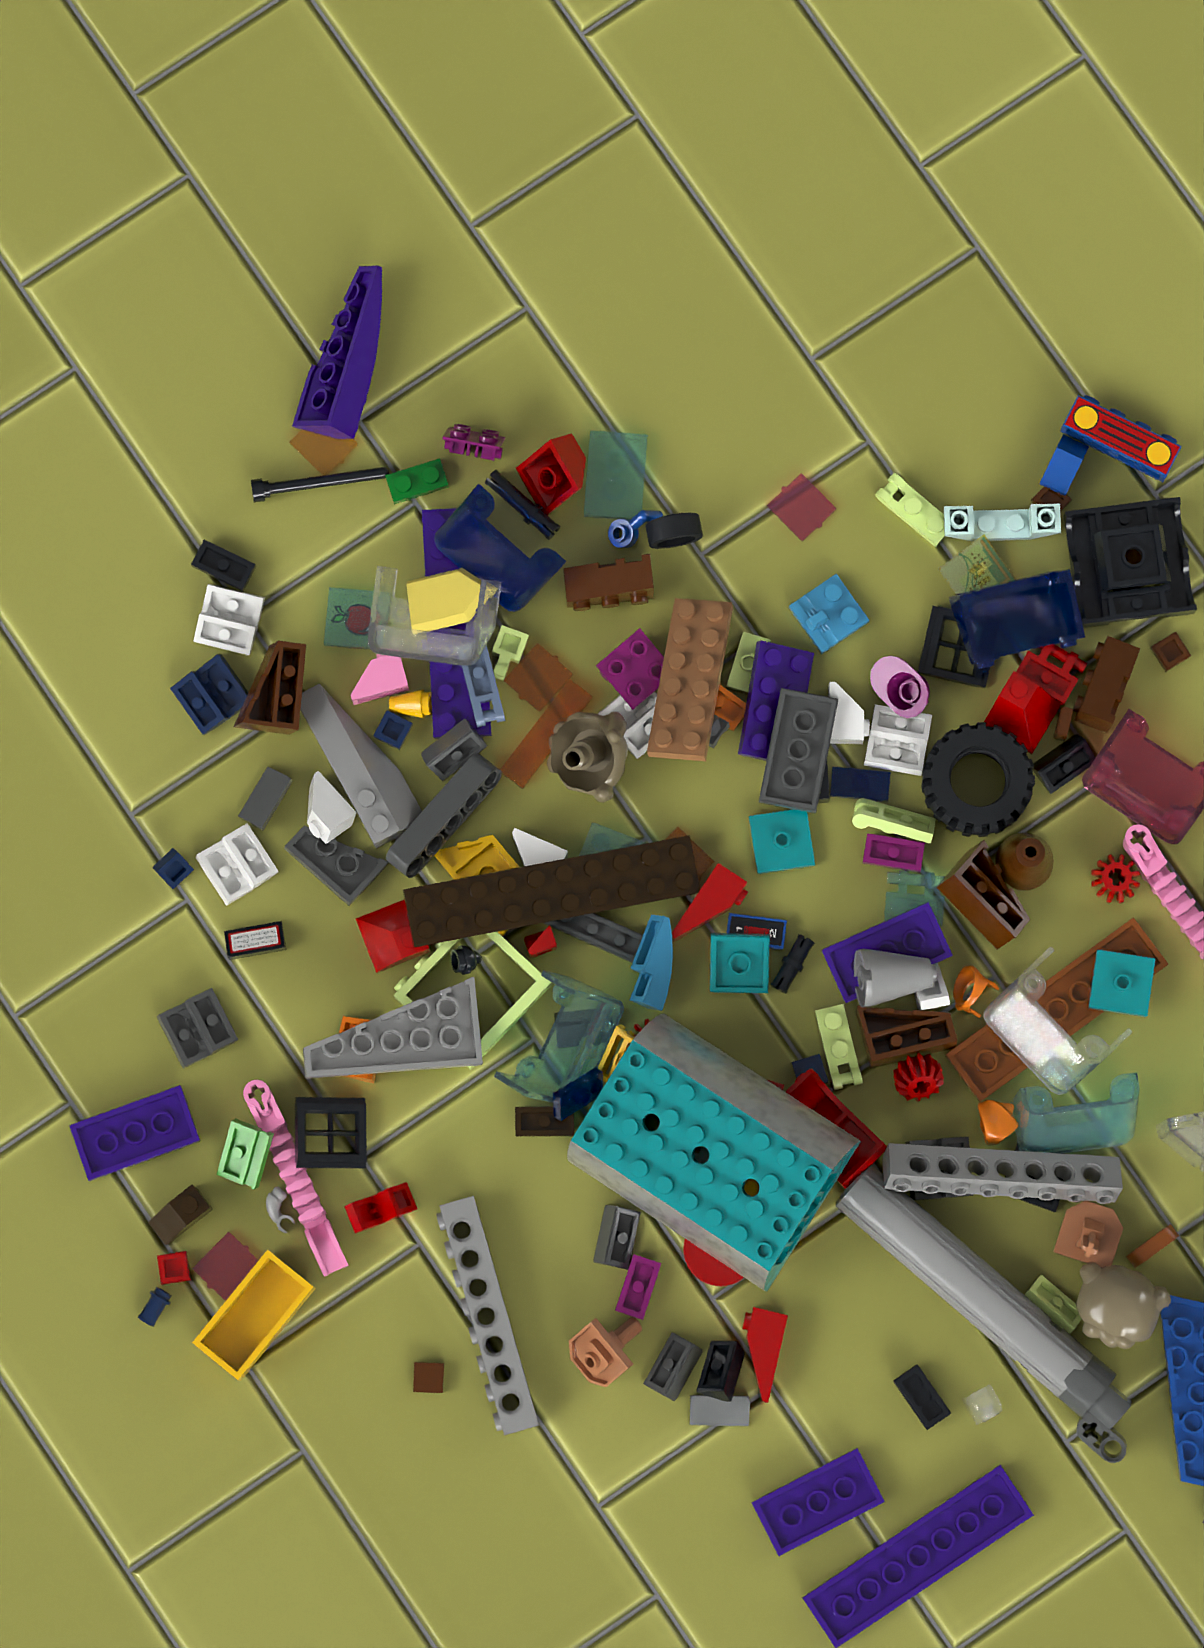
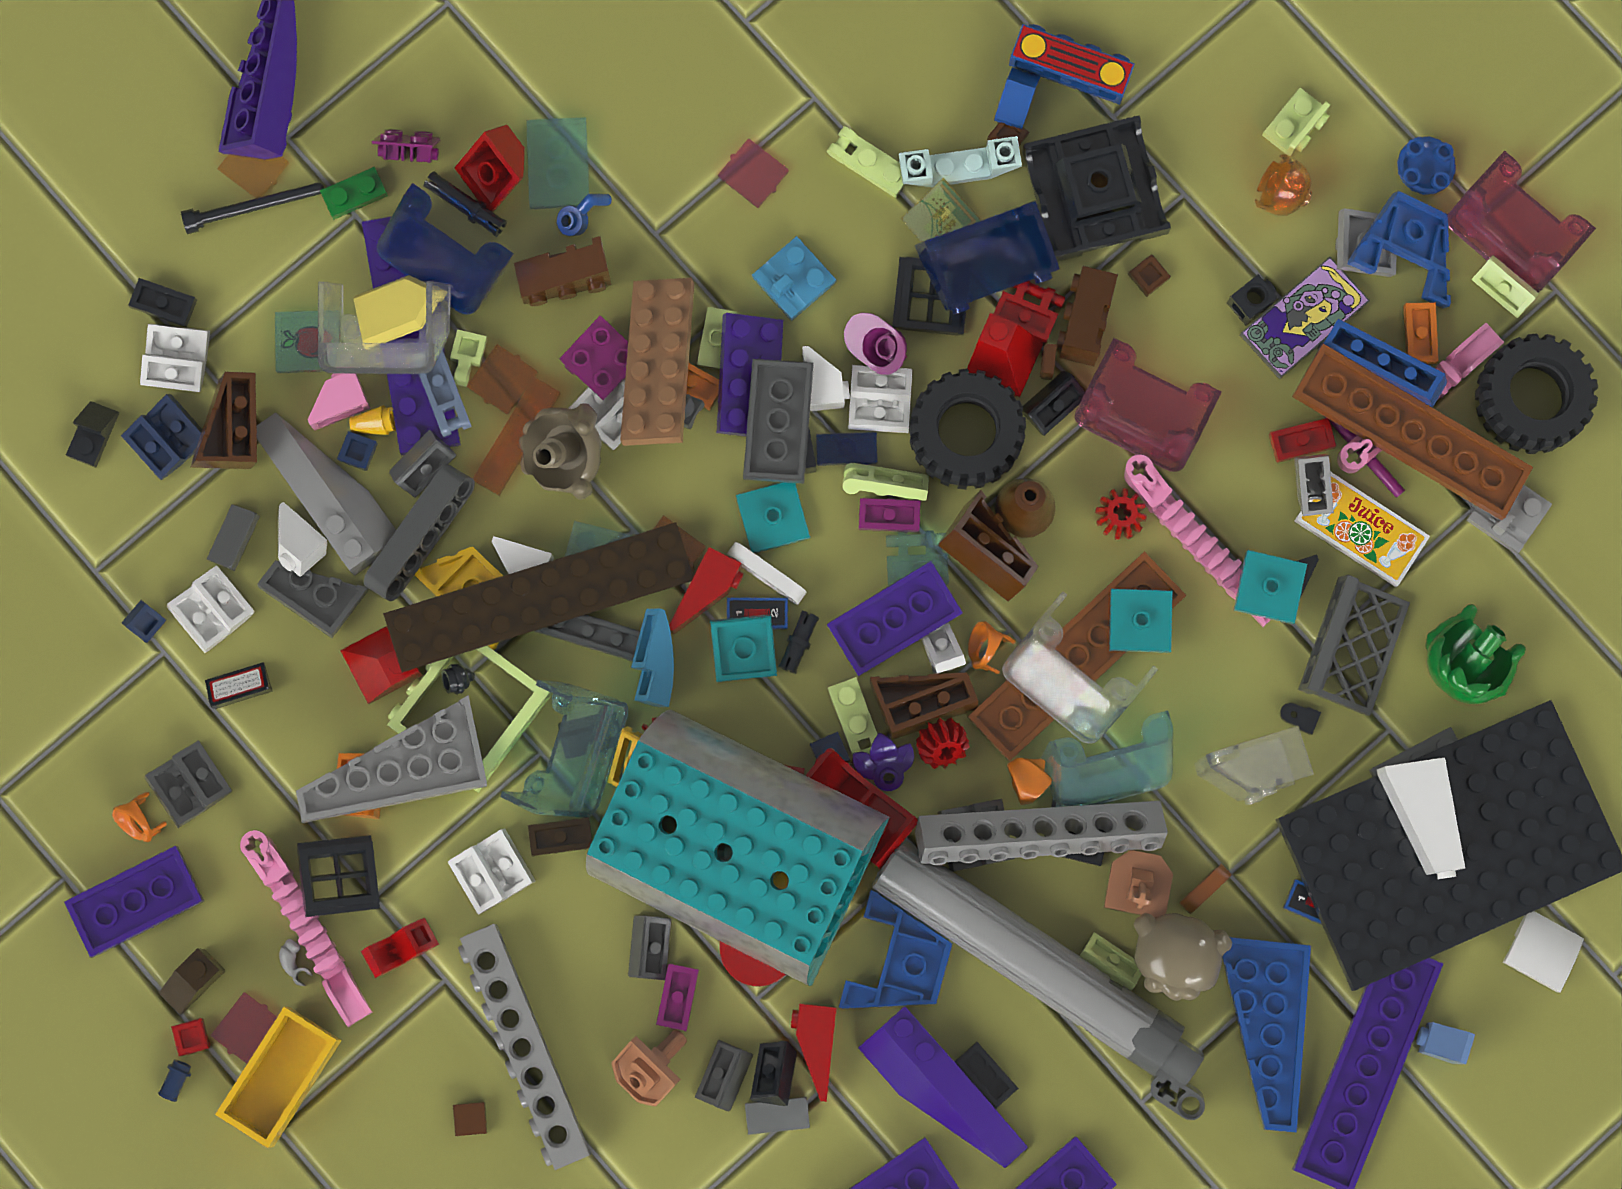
camera: 10 degrees left, 0 degrees up
(133, 1052) = (126, 814): none -> orange piece
(142, 683) = (92, 433): none -> black slope
(245, 1153) = (251, 909): plate -> none
(475, 1146) = (491, 871): none -> white slope
(540, 942) = (535, 652): red slope -> none
(577, 1094) = (589, 804): clear blue plate -> none
(674, 530) = (623, 211): black tyre -> none
(770, 894) = (767, 573): none -> white beam
(861, 1085) = (884, 759): none -> dark purple plate
(864, 1284) = (912, 963): none -> blue wing
(874, 1401) = (937, 1086): none -> dark purple wedge
(890, 976) = (900, 641): light grey cone -> none
(983, 1404) = (1050, 1075): clear brick -> none

